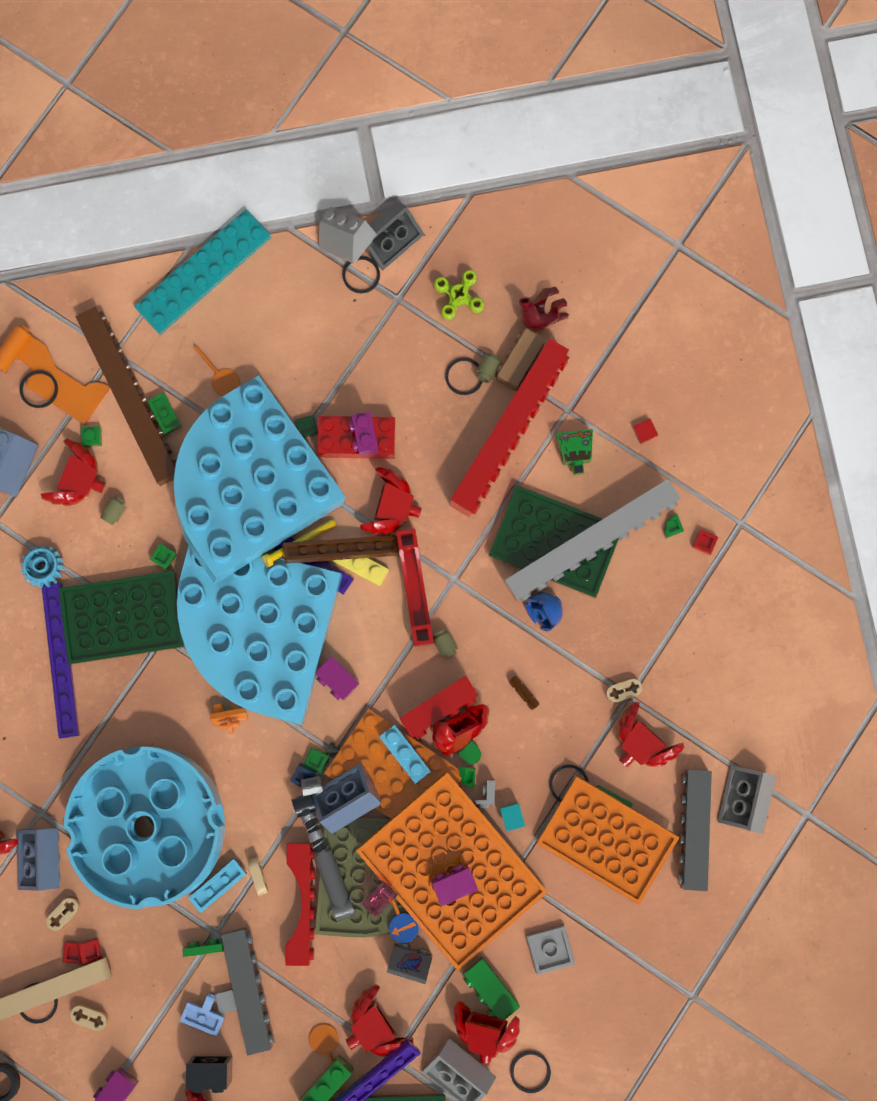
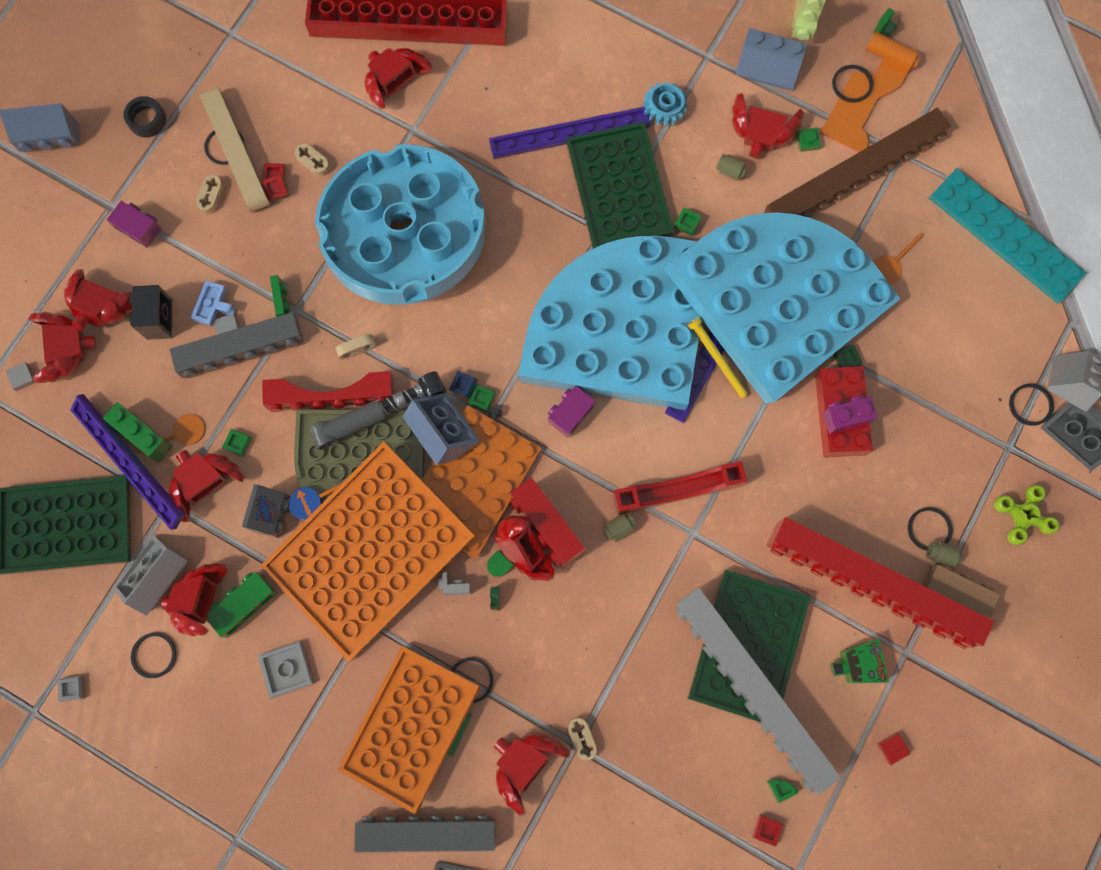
camera: 90 degrees right, 5 degrees down
(38, 859) = (365, 130): sand blue slope -> none
(164, 413) = (843, 208): green plate -> none
(217, 885) = (345, 306): medium azure plate -> none
(228, 719) = (519, 301): orange hips -> none
(311, 786) = (452, 391): light grey tile -> none
(340, 549) = (714, 401): reddish brown plate -> none
(340, 992) = (237, 442): none -> green tile
(365, 568) = (699, 427): light yellow plate -> none
(379, 899) = (333, 472): clear pink plate -> none
(393, 504) = (770, 457): red torso -> none
(404, 754) = (492, 489): medium azure plate -> none
(453, 884) = (351, 551): magenta brick -> none
(467, 775) = (474, 562): green tile -> none
(500, 758) = (495, 598): none -> dark green tile
(512, 817) = (430, 615): teal panel -> none
(523, 692) = (571, 621): reddish brown axle -> none
(534, 314) = (1017, 604): dark red piece -> none
(545, 609) = (668, 639): blue cylinder -> none

